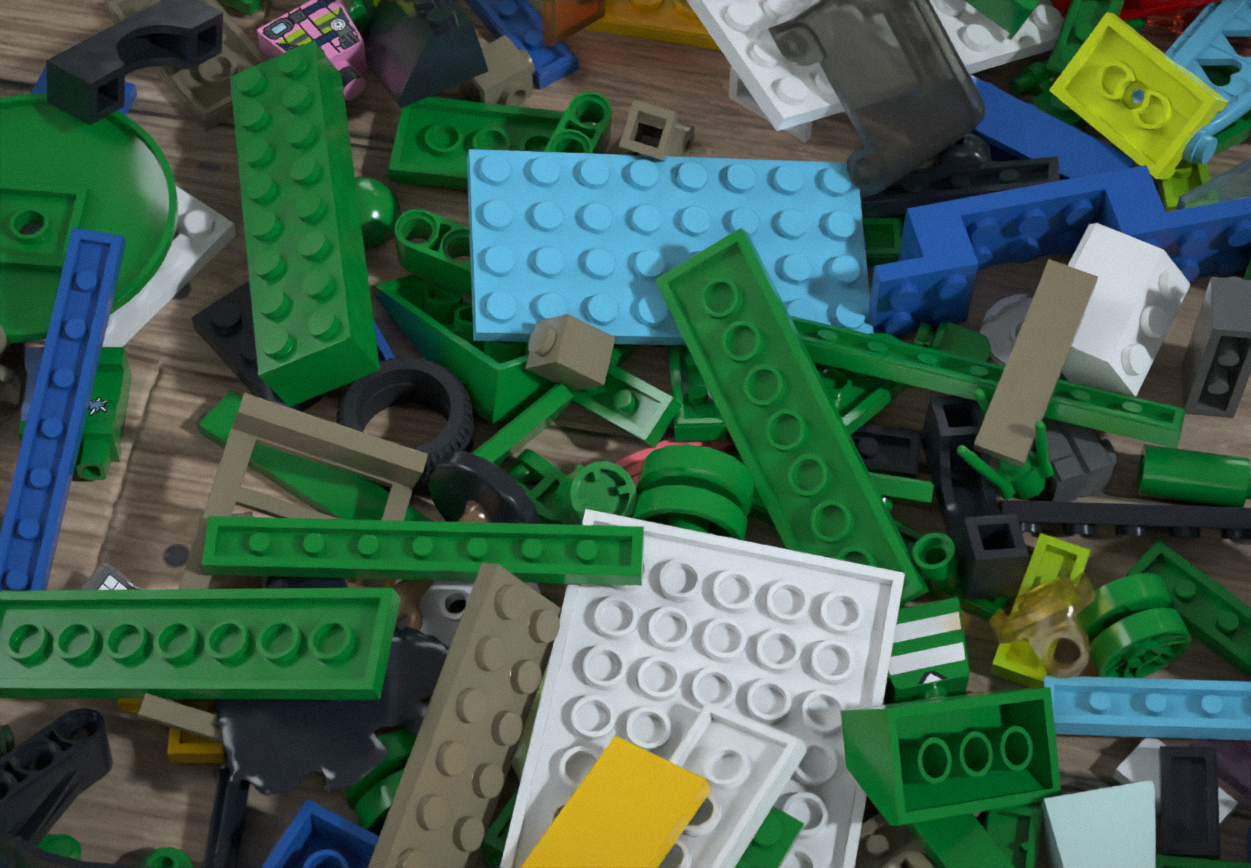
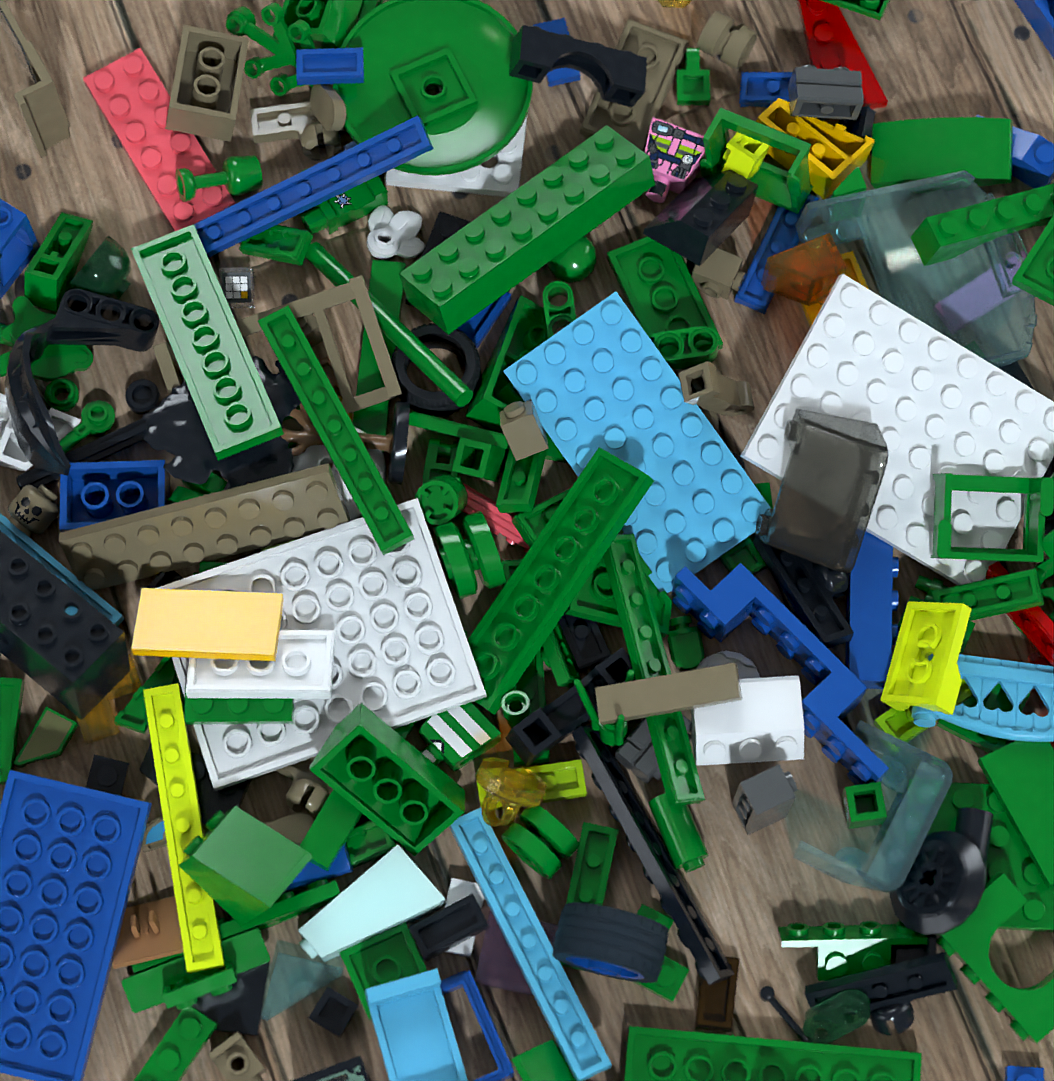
camera: 60 degrees right, 15 degrees up
(93, 517) = (279, 244): none -> green plate
(177, 803) = (142, 396): none -> black tile
(181, 384) = (397, 231): none -> white plate
(359, 415) = (395, 330): none -> green piece
(565, 435) = (478, 459): none -> green brick

